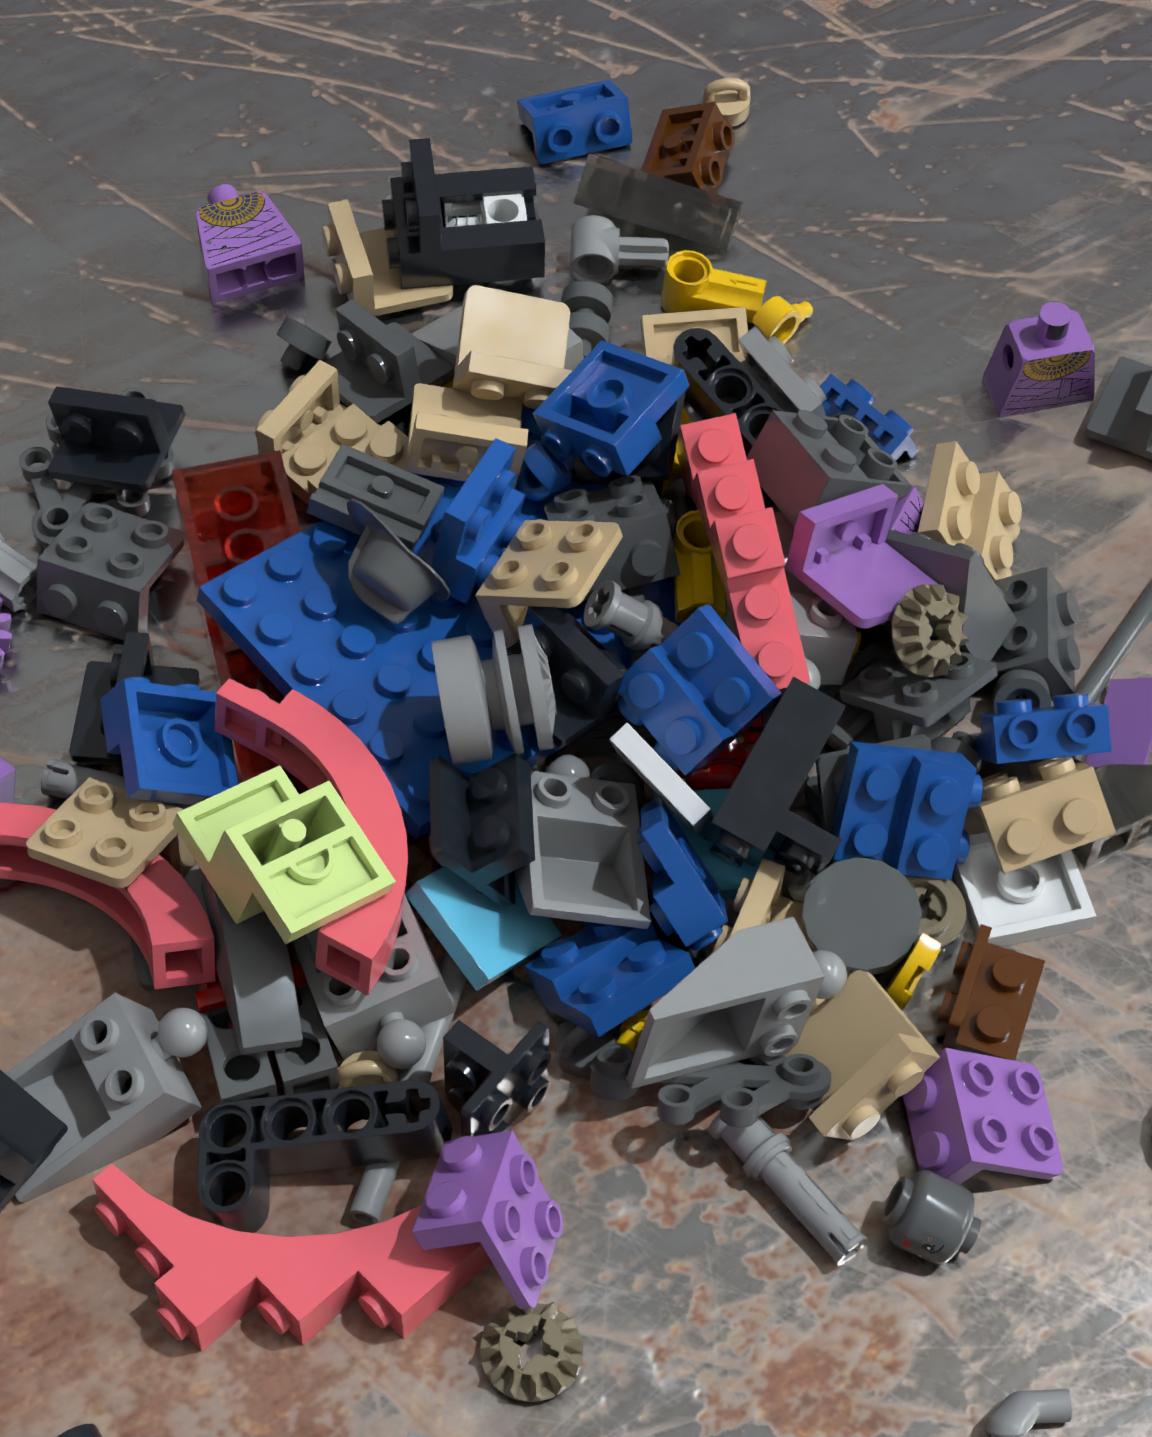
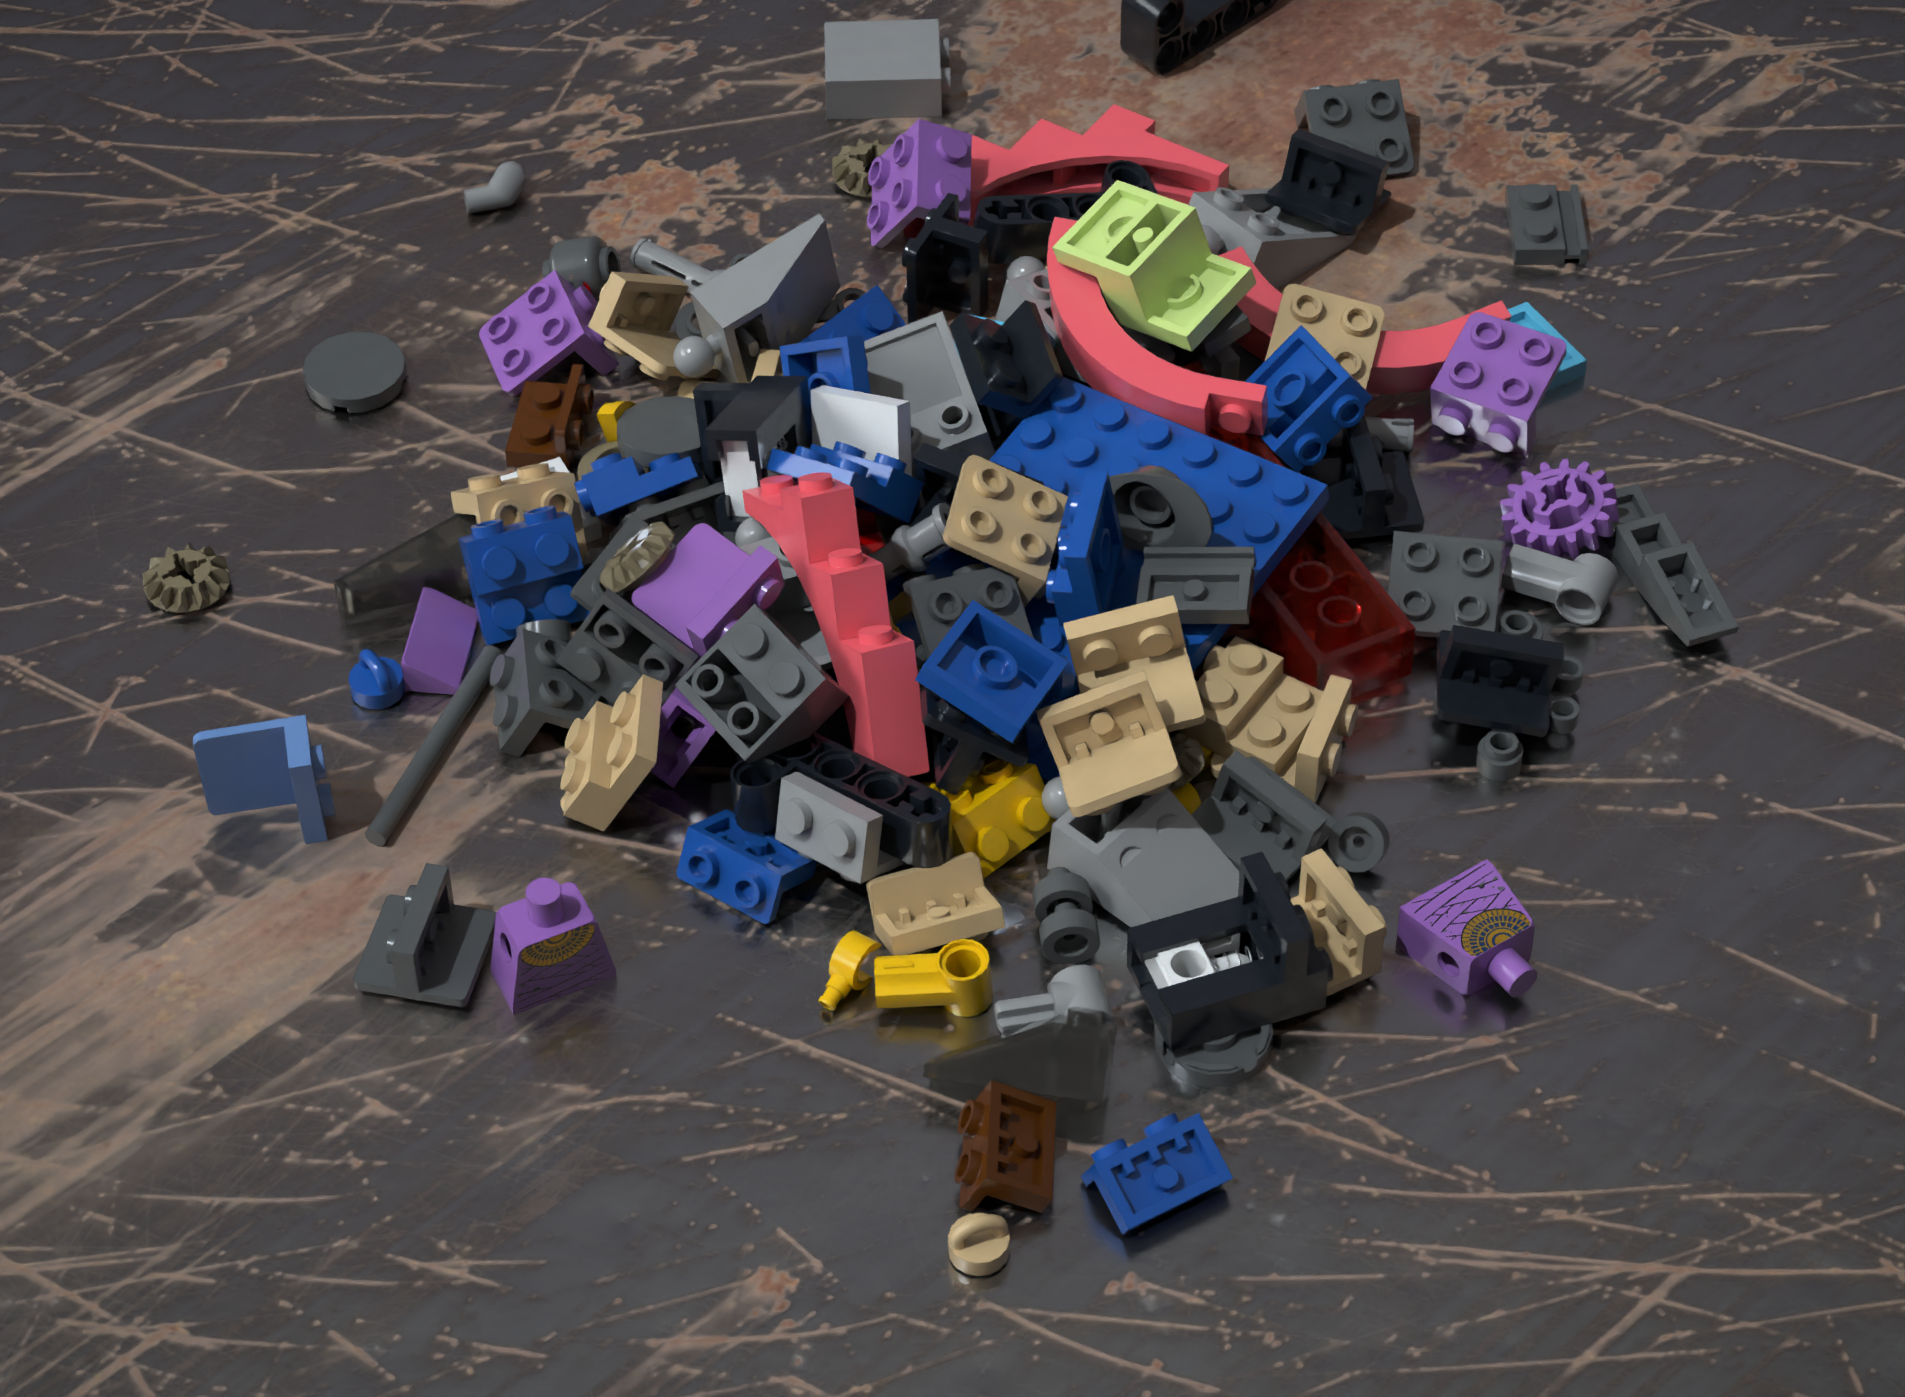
camera: 170 degrees right, 10 degrees down
(493, 694) = (1022, 405): light grey wheel -> none

